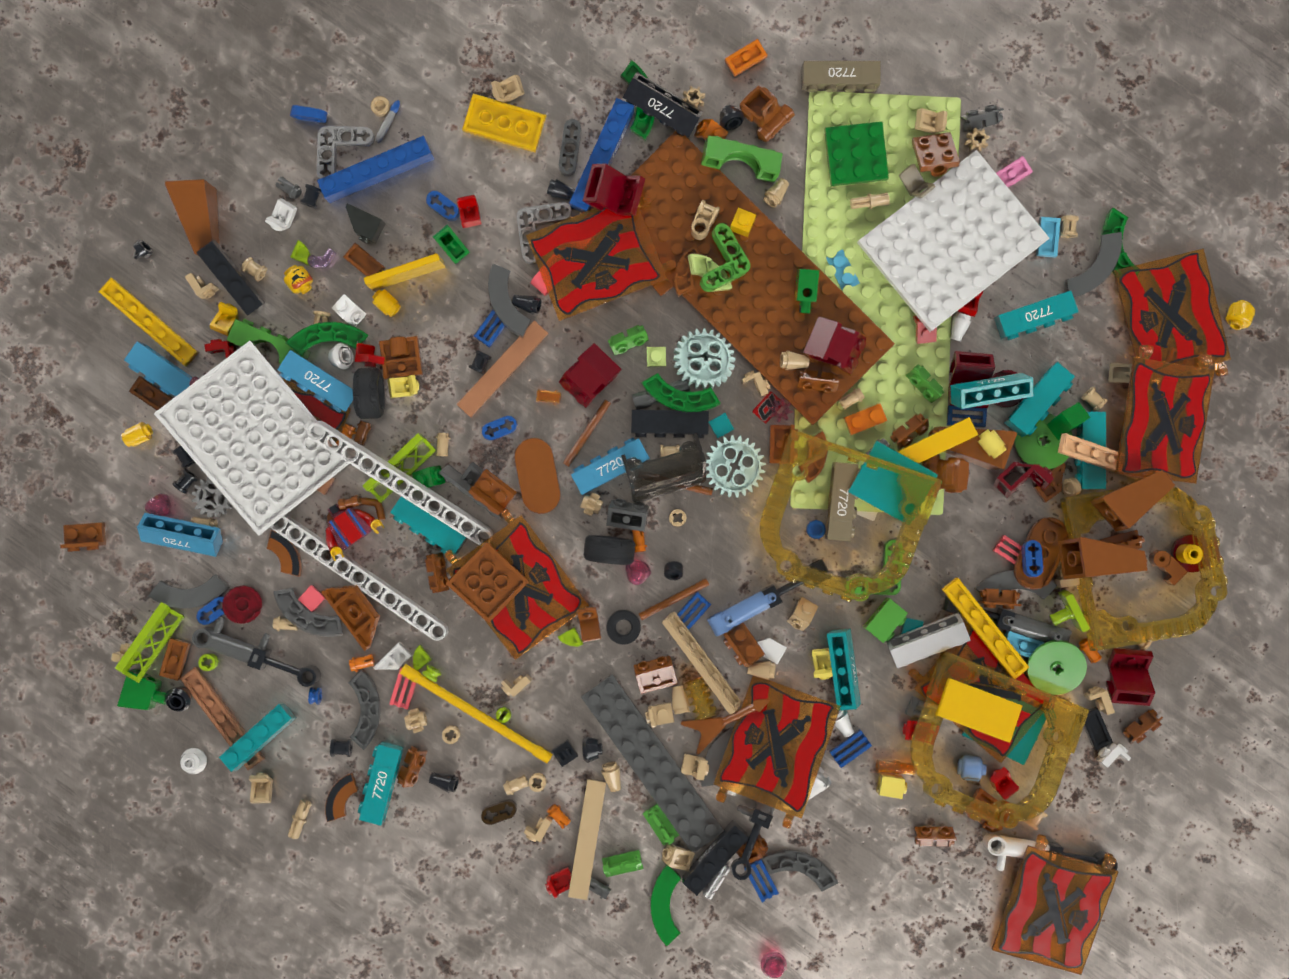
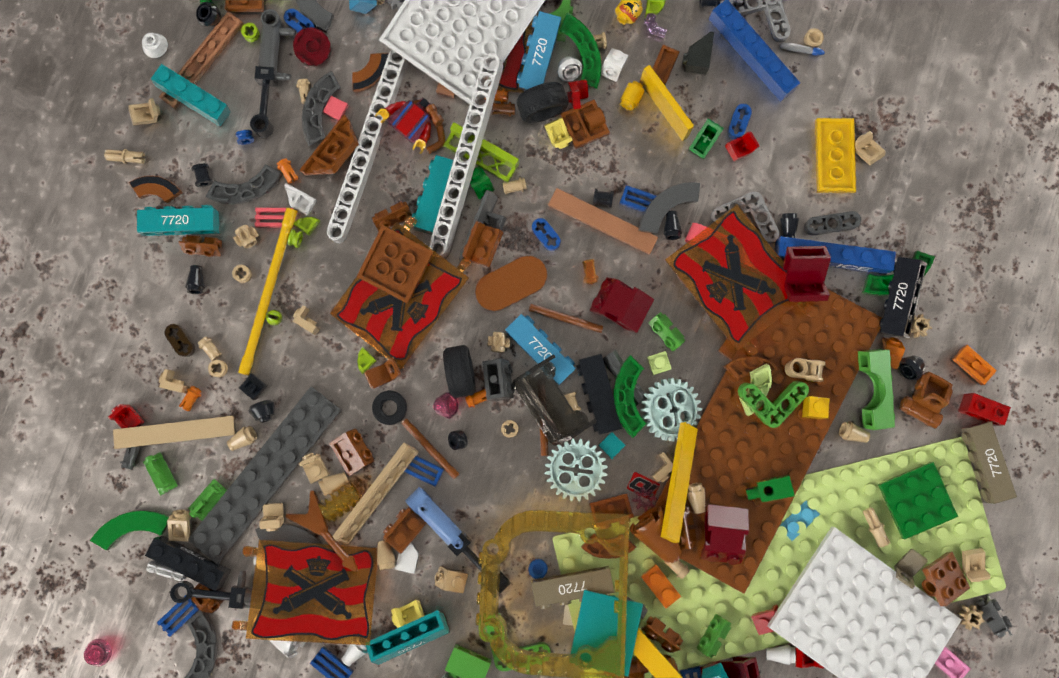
camera: 75 degrees right, 5 degrees down
(775, 372) = (679, 483): none -> yellow tile
(790, 63) = (984, 409): none -> red brick
(817, 408) = (649, 531): none -> dark orange cone

